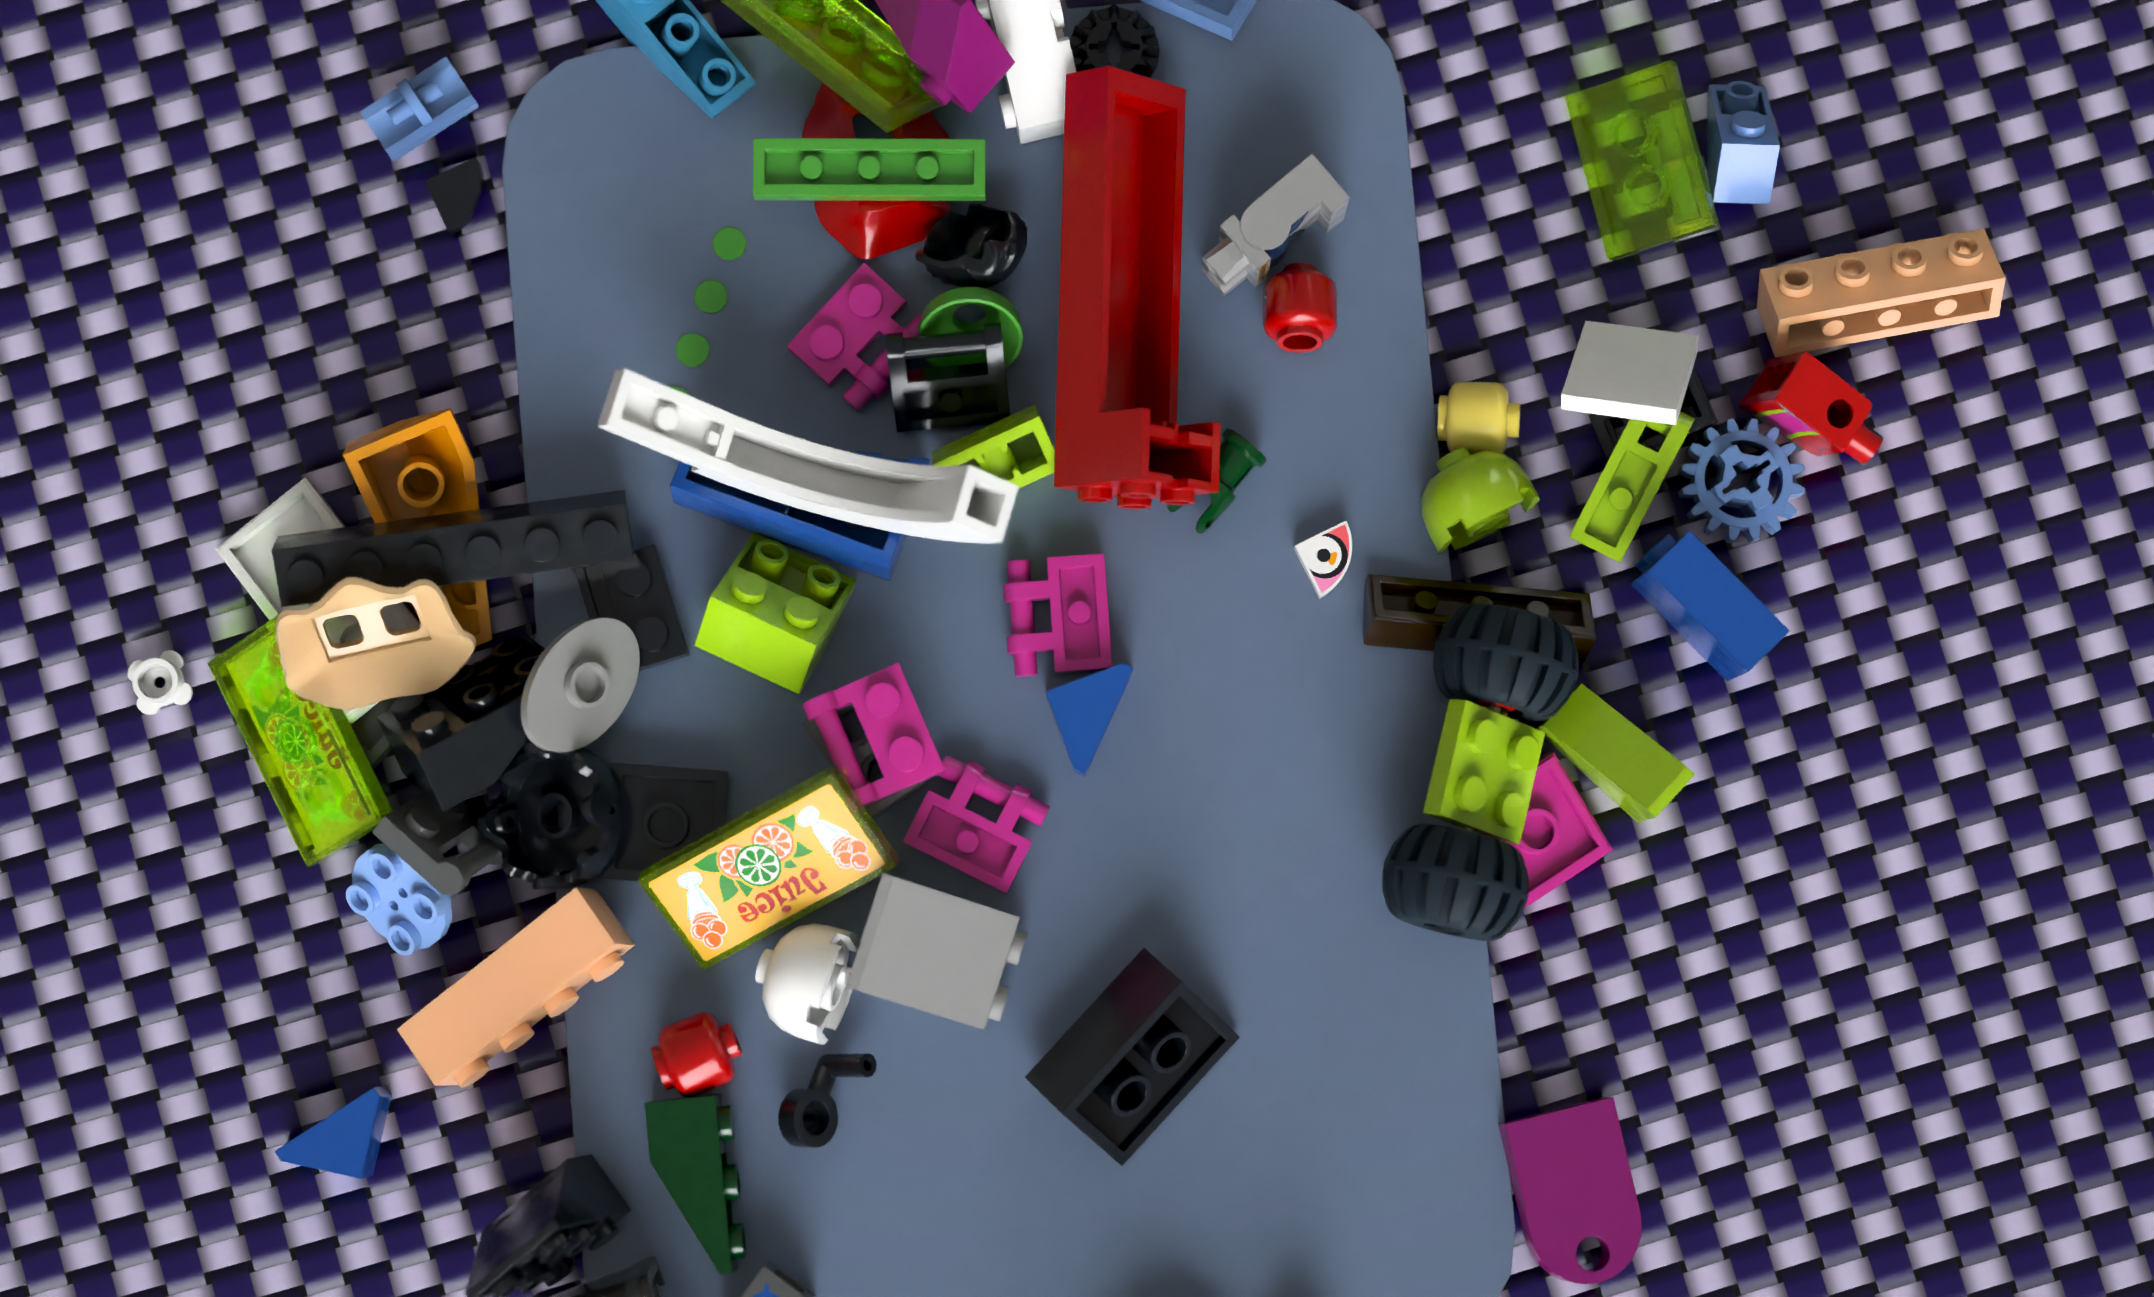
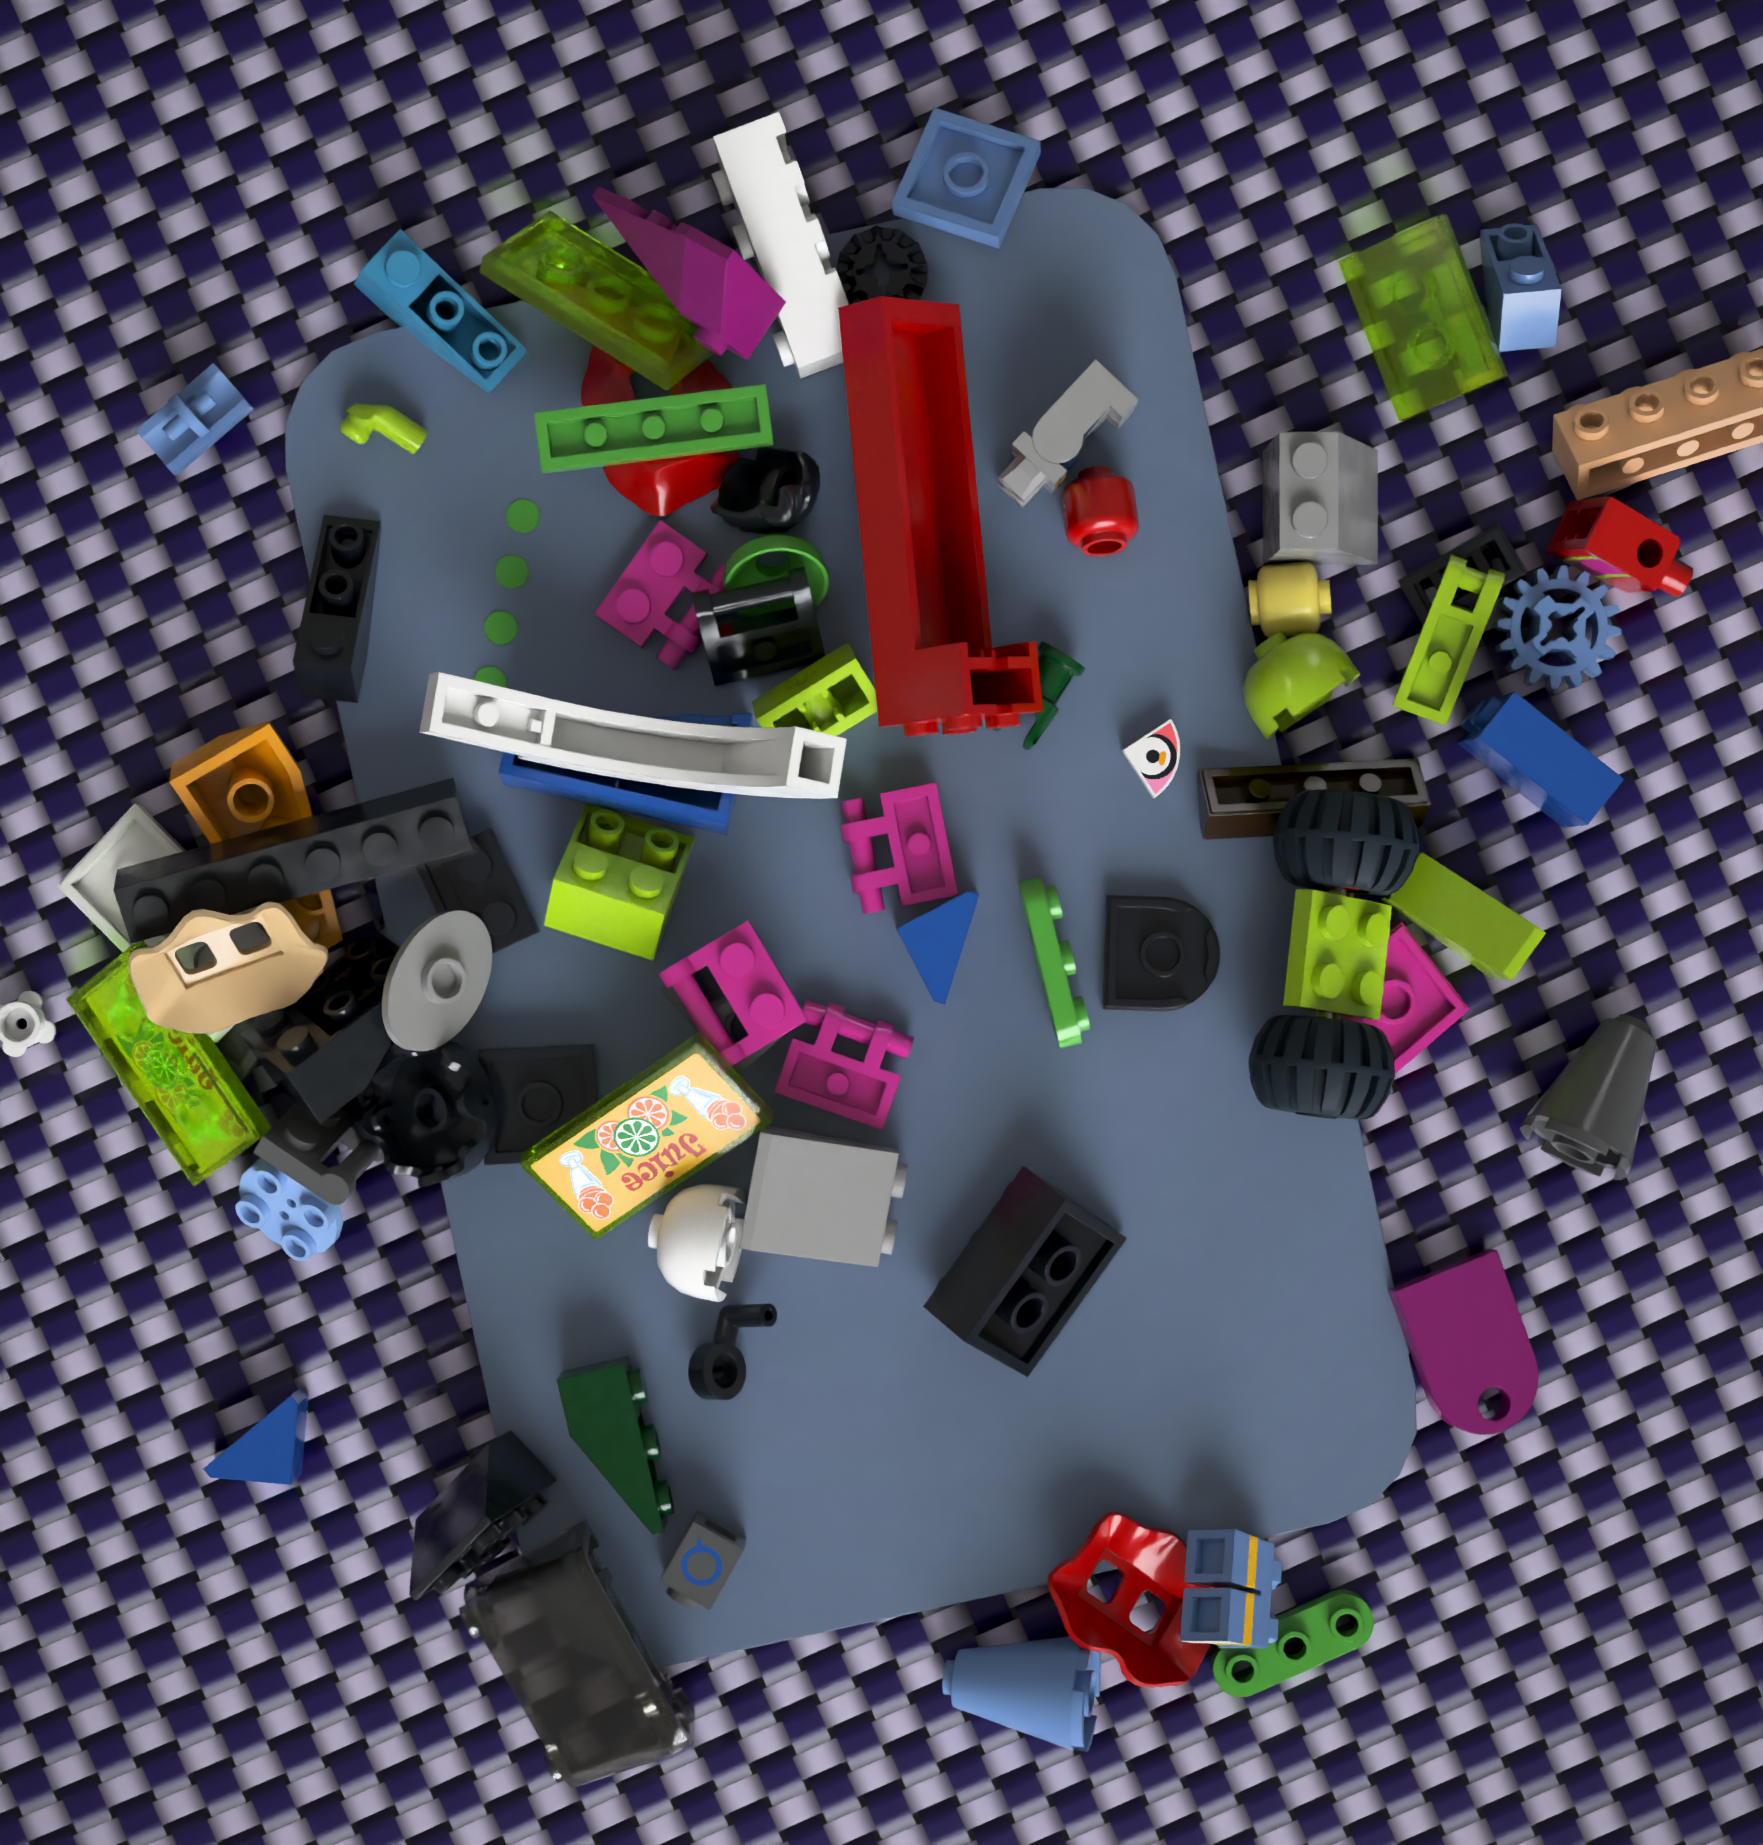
camera: 10 degrees left, 5 degrees up
(457, 193) = (244, 498): black tile -> none
(517, 988) = (415, 1281): light nougat brick -> none
(534, 311) = (338, 610): none -> black slope
(605, 132) = (385, 420): none -> lime arm
(696, 1054) = (600, 1324): red head -> none
(1200, 746) = (1053, 961): none -> bright green plate
(1304, 753) = (1156, 953): none -> black tile
(1519, 322) = (1320, 500): none -> light grey slope
(1630, 372) = (1435, 535): white tile -> none
(1730, 956) = (1598, 1100): none -> dark grey cone

